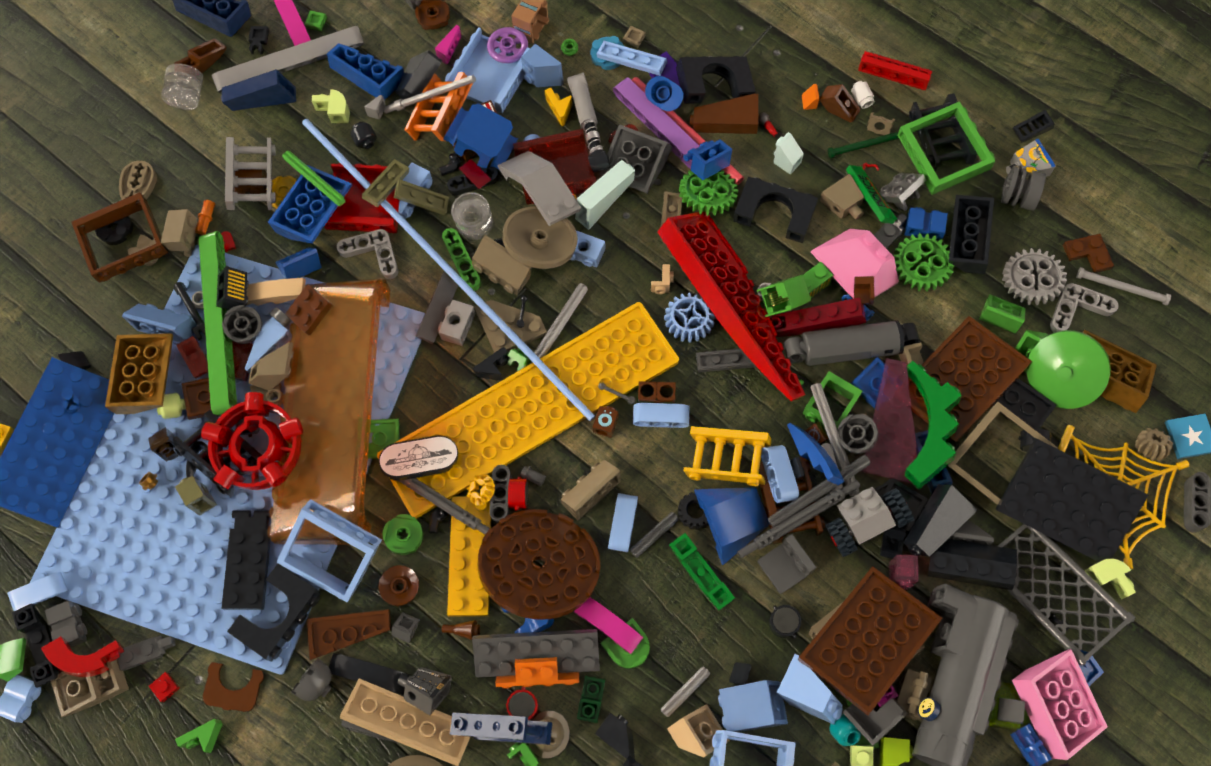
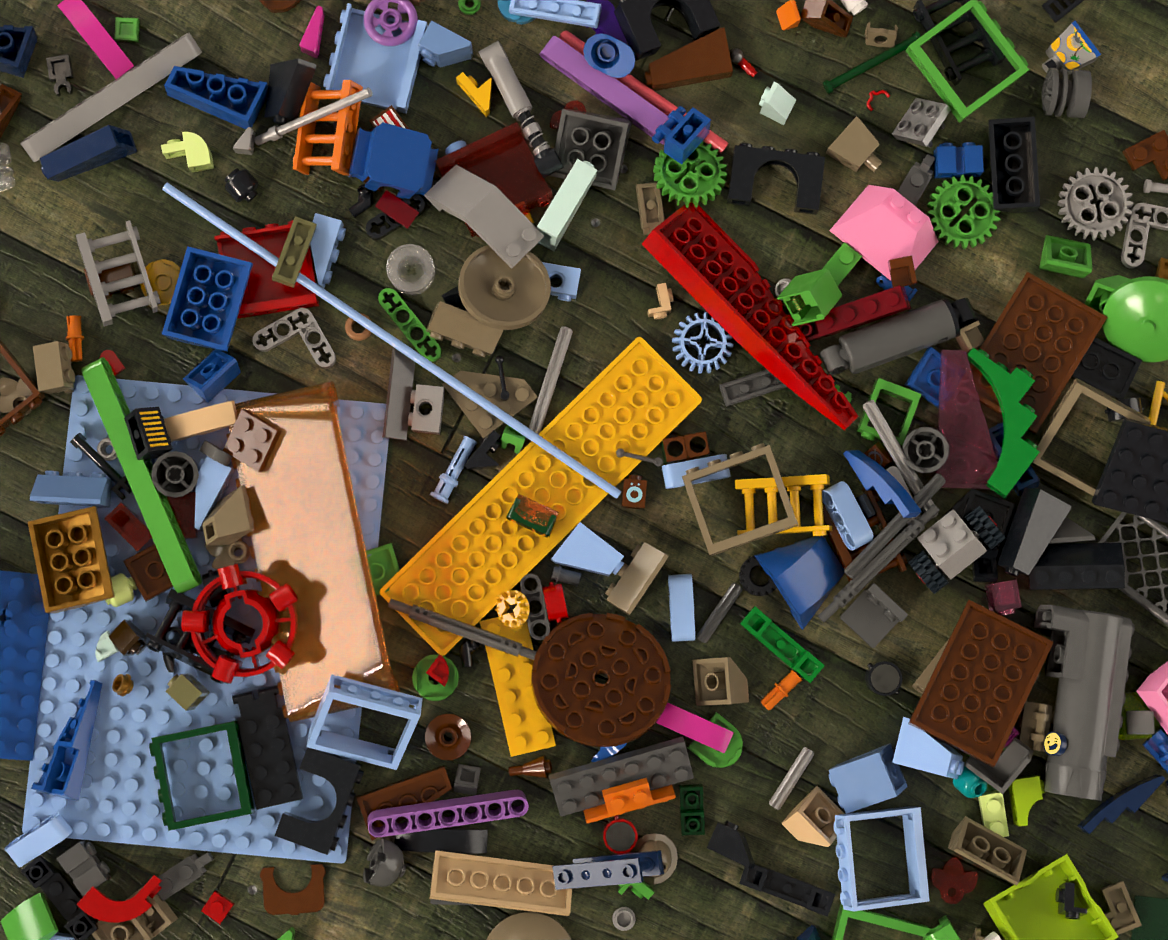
camera: 25 degrees left, 15 degrees up
(83, 534) = (67, 767): none -> blue wedge
(144, 451) = (105, 647): none -> light aqua tile
(217, 577) = (239, 766): none -> dark green window
(314, 178) = (202, 265): bright green axle -> none
(369, 649) = (438, 821): none -> medium lavender beam
(407, 527) = (439, 670): none -> red tile
(418, 457) = (431, 588): tile -> none
(419, 259) = (356, 336): none -> medium nougat piece
(421, 197) = (341, 257): olive tile -> none
(425, 688) = (510, 843): dark grey torso -> none
(458, 379) = (449, 479): none -> light blue pin
(517, 418) = (532, 515): none -> piece
(554, 458) = (588, 553): none -> light blue slope
(640, 592) = (719, 682): none -> dark tan slope
(692, 611) = (781, 690): none -> orange axle
(694, 469) = (750, 536): none -> dark tan window
(740, 673) = (846, 746): black slope -> none
(871, 194) = (887, 137): green tile -> none

